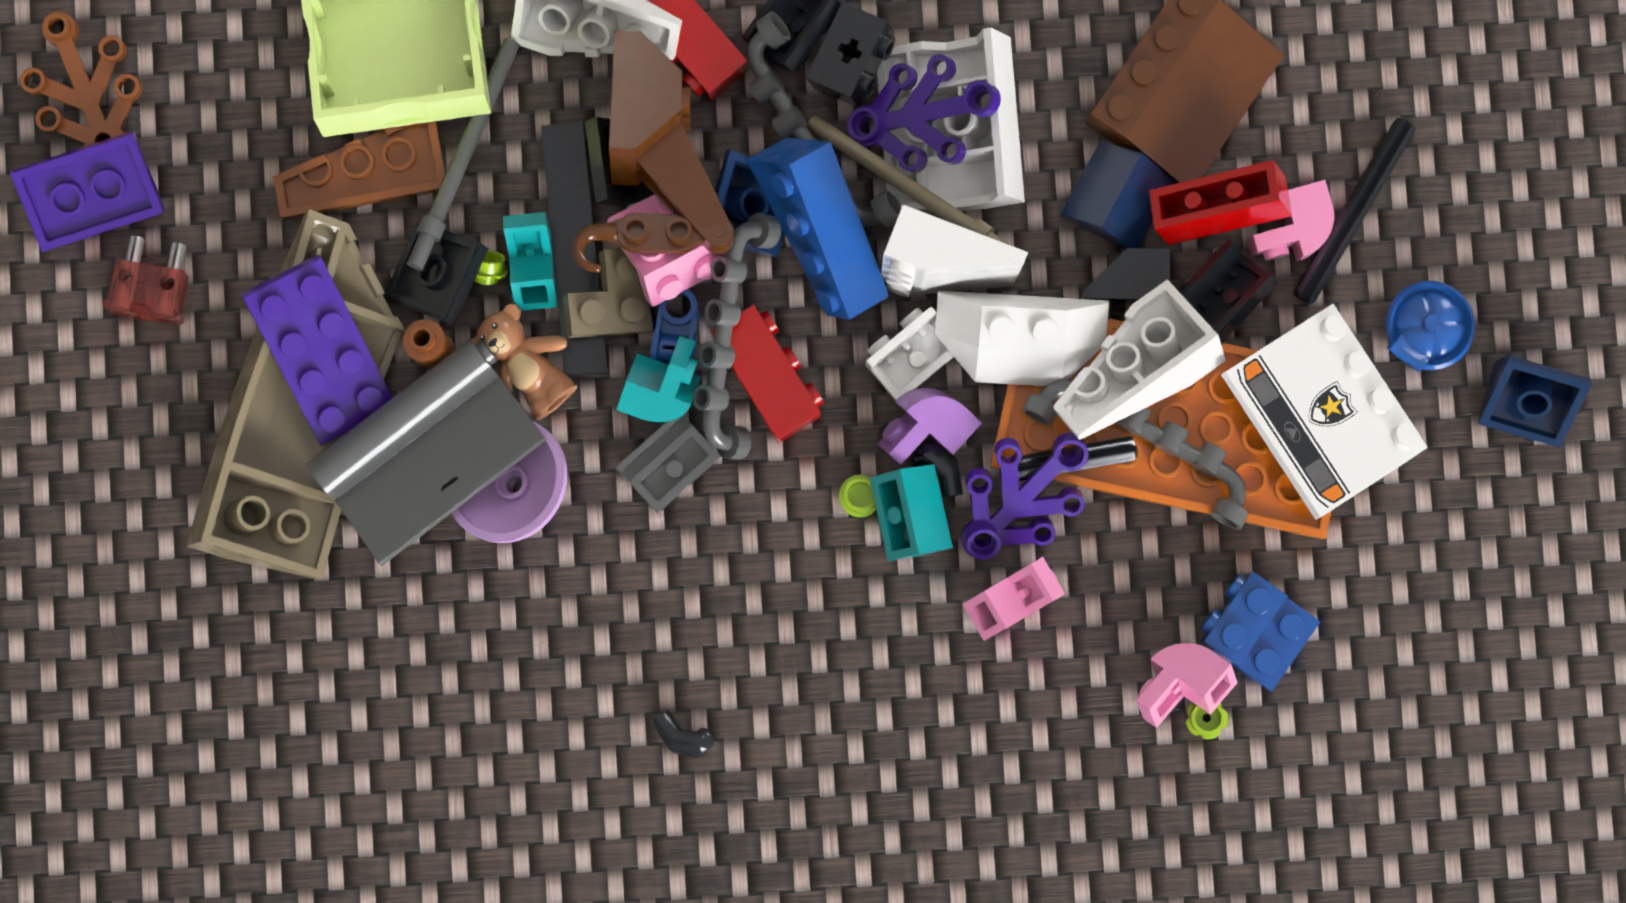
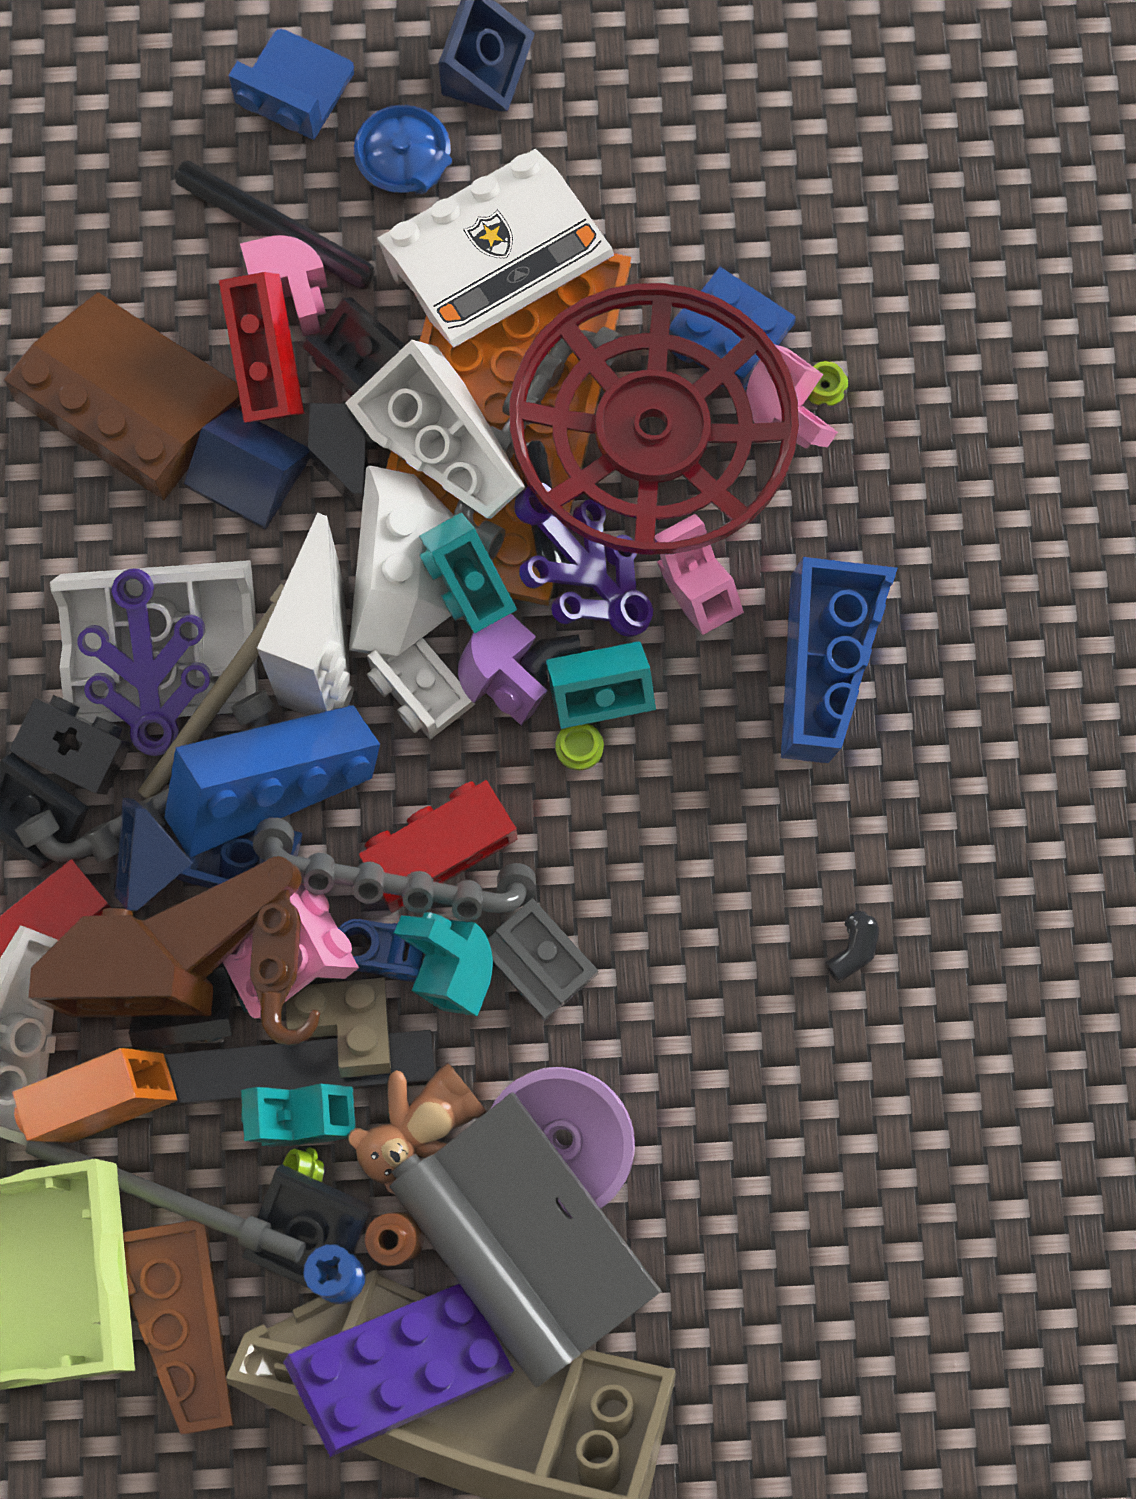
camera: 90 degrees left, 10 degrees down
(395, 304) = (344, 1281): none -> blue wheel
(541, 91) = (94, 1096): none -> orange brick
(744, 125) = (145, 857): none -> dark blue slope
(944, 715) = (828, 648): none -> blue wedge
(1002, 390) = (468, 573): none -> teal brick
(1178, 551) = (658, 395): none -> dark red dish
(1497, 222) = (292, 83): none -> blue bracket

